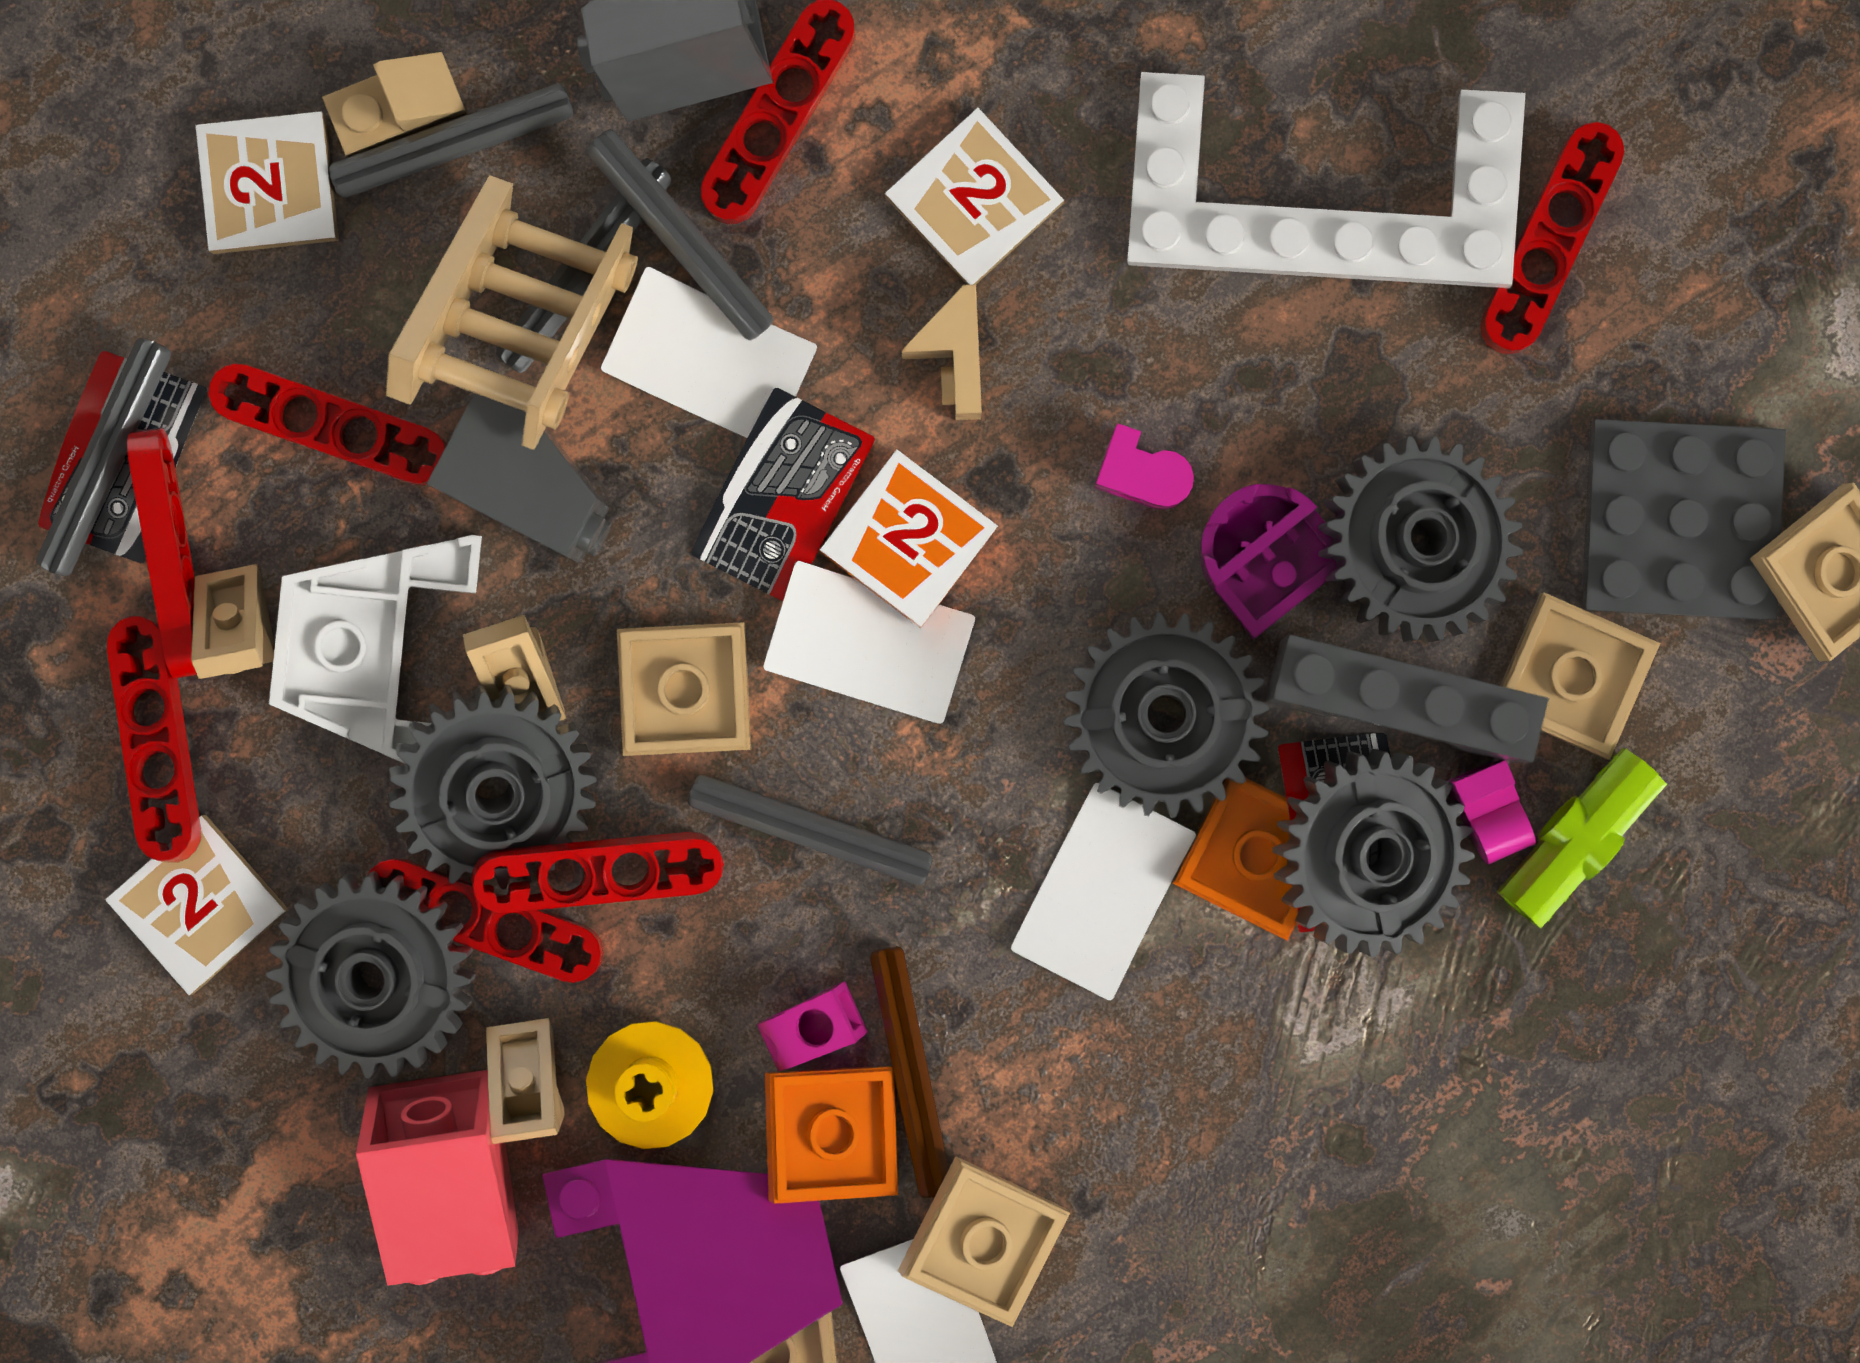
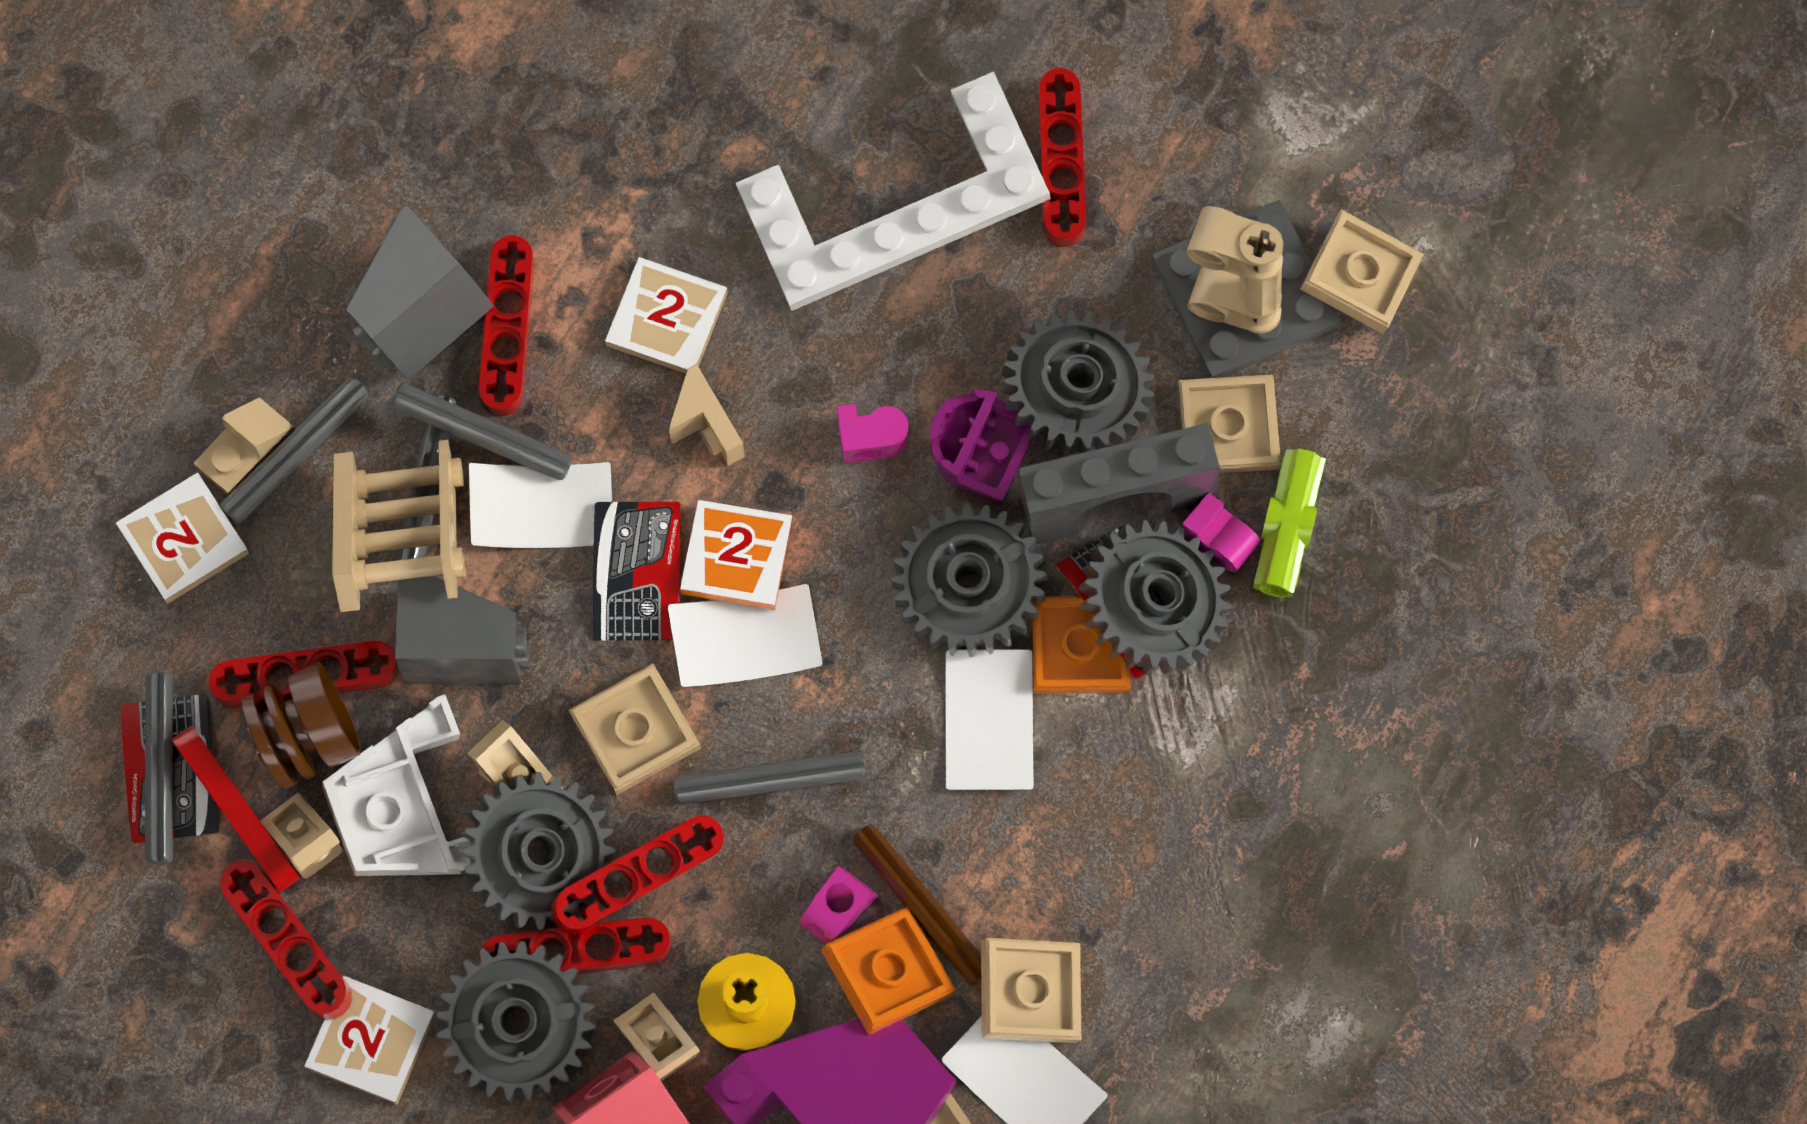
camera: 25 degrees left, 15 degrees down
(285, 498) = (293, 729): none -> reddish brown wheel
(1688, 521) = (1237, 272): none -> tan piece

